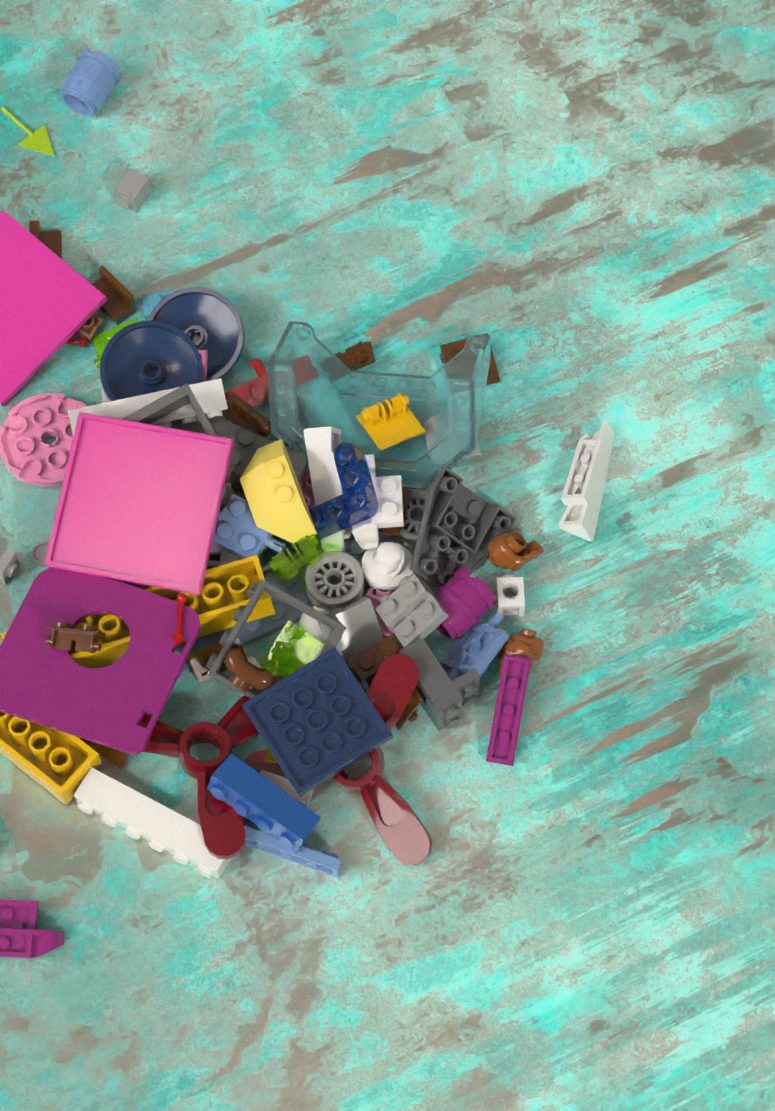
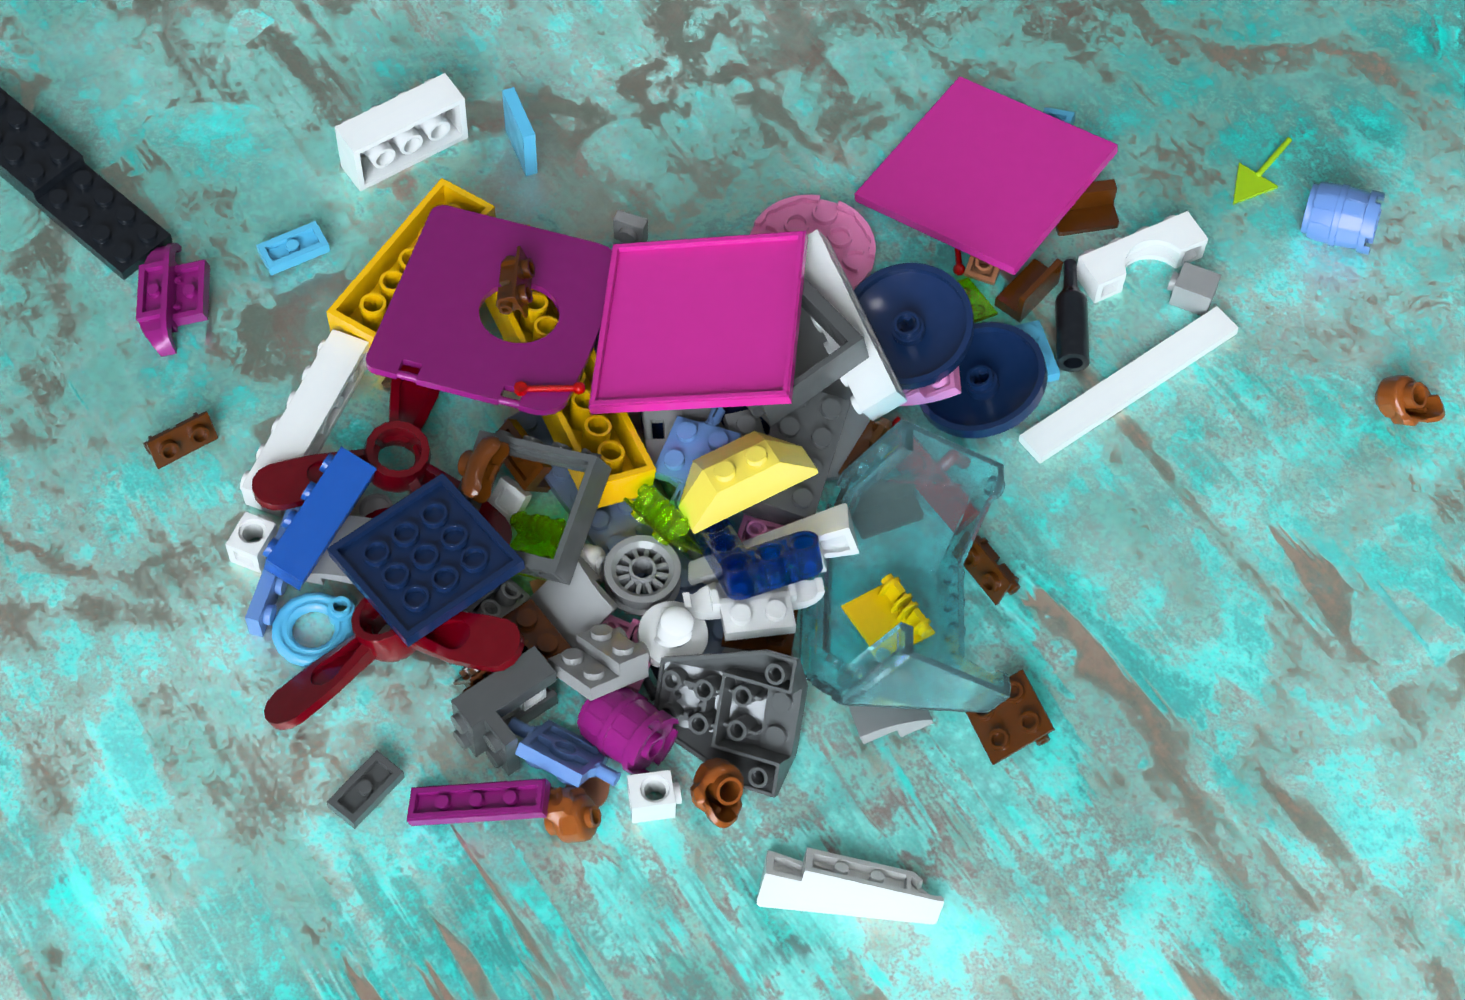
camera: 80 degrees right, 5 degrees down
(105, 241) = (1170, 241): none -> white arch
(148, 273) = (1071, 323): none -> black piece
(148, 914) = (181, 440): none -> reddish brown hinge
(204, 246) = (1128, 384): none -> white tile
(252, 78) = (1408, 401): none -> dark orange head
(265, 878) = (250, 553): none -> white brick
(343, 805) = (311, 602): none -> medium azure piece
(485, 792) = (365, 789): none -> dark grey plate

